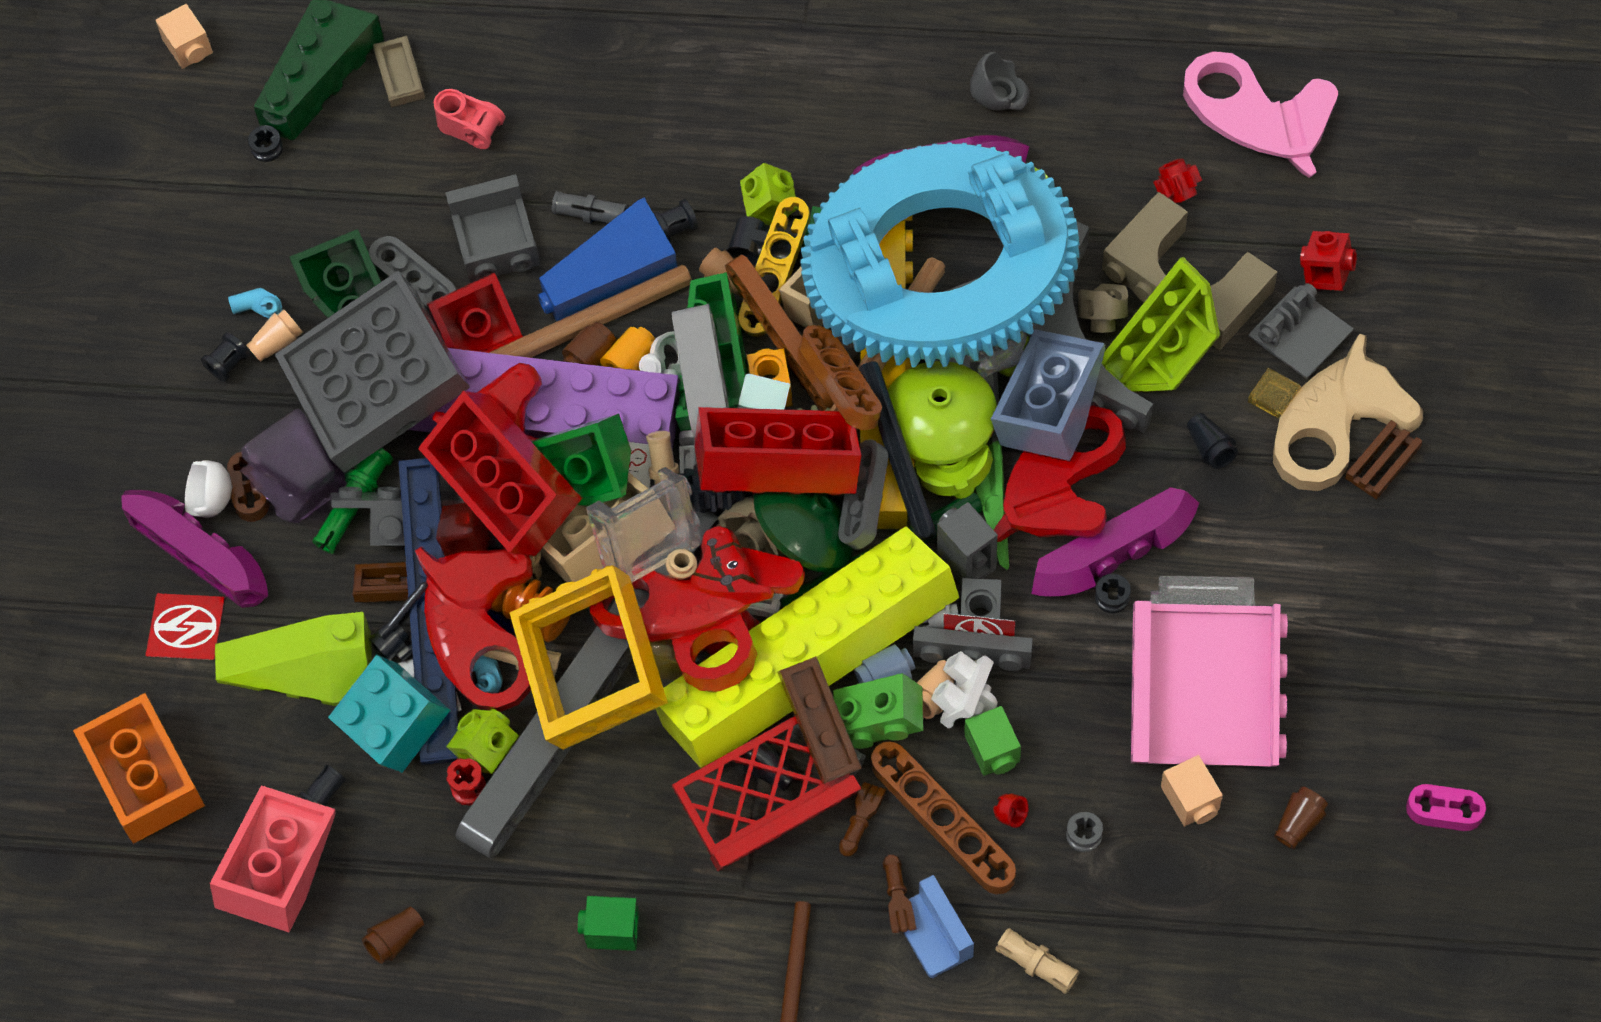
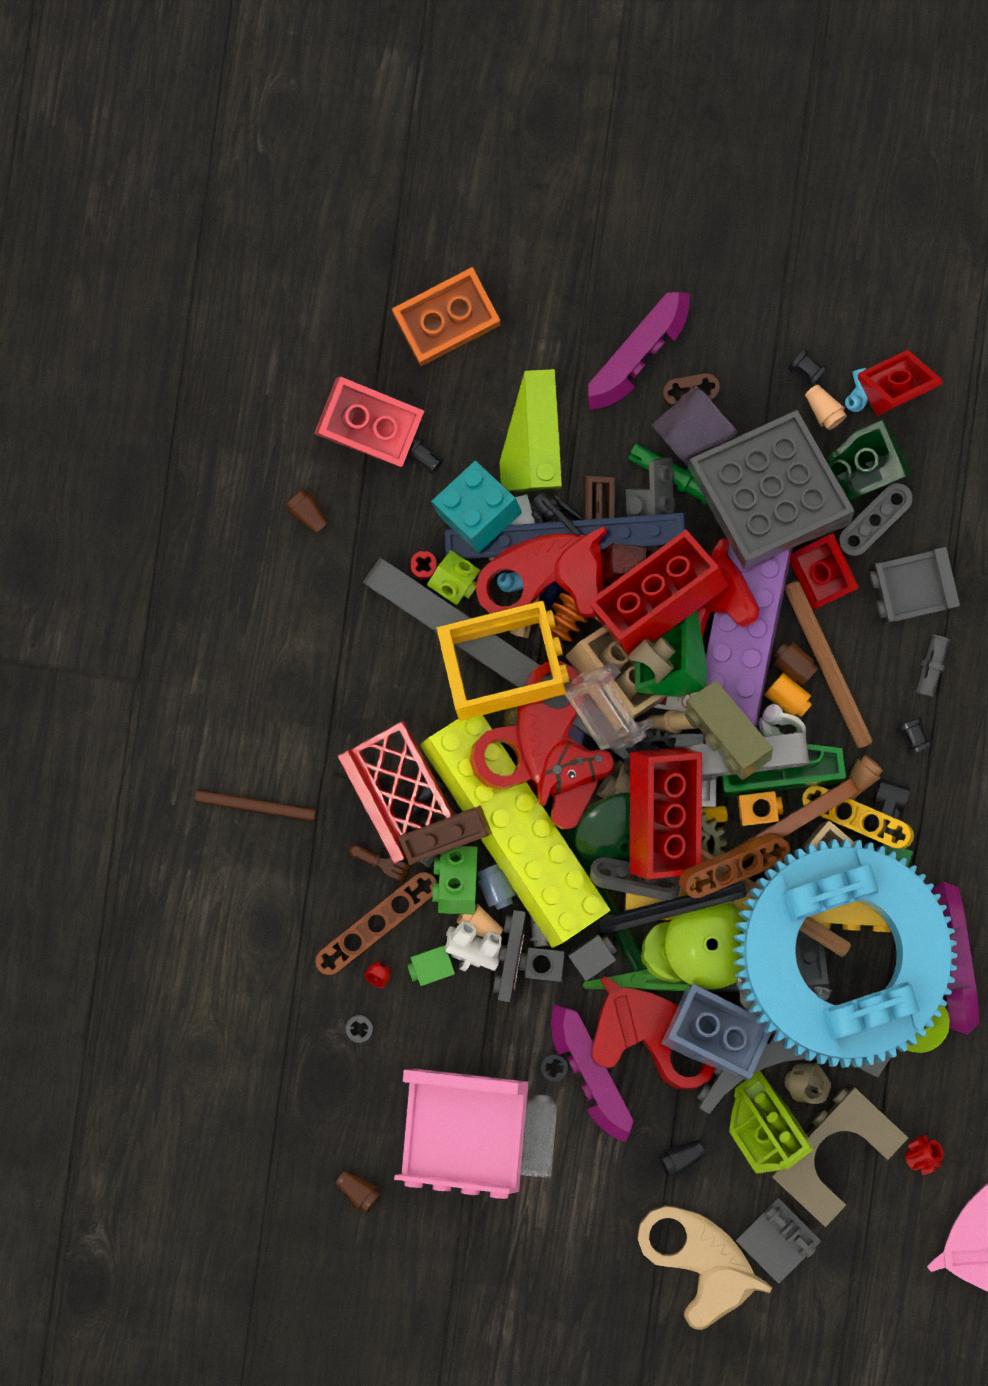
camera: 90 degrees right, 25 degrees up
(185, 626) = (573, 344): red sticker -> none
(207, 489) = (684, 358): white hair -> none
(247, 255) = (897, 381): none -> red slope
(580, 461) = (654, 656): none -> dark tan piece
(608, 263) = (875, 683): blue slope -> none
(609, 923) = (304, 671): green brick -> none
(669, 381) = (728, 730): none -> olive brick
(681, 564) = (572, 738): tan pin -> none
(763, 393) = (726, 803): light aqua panel -> none
(765, 190) = (932, 815): lime brick -> none
(900, 907) = (305, 887): reddish brown piece -> none
(940, 935) = (287, 909): medium blue panel -> none
(1037, 960) = (259, 985): tan pin -> none
(1192, 791) = (381, 1112): light nougat brick -> none
(1273, 393) = (723, 1213): clear yellow tile -> none
(1328, 260) = (837, 1270): red brick -> none
(1400, 437) = (678, 1310): reddish brown tile -> none
(1446, 807) = (369, 1301): dark pink beam -> none

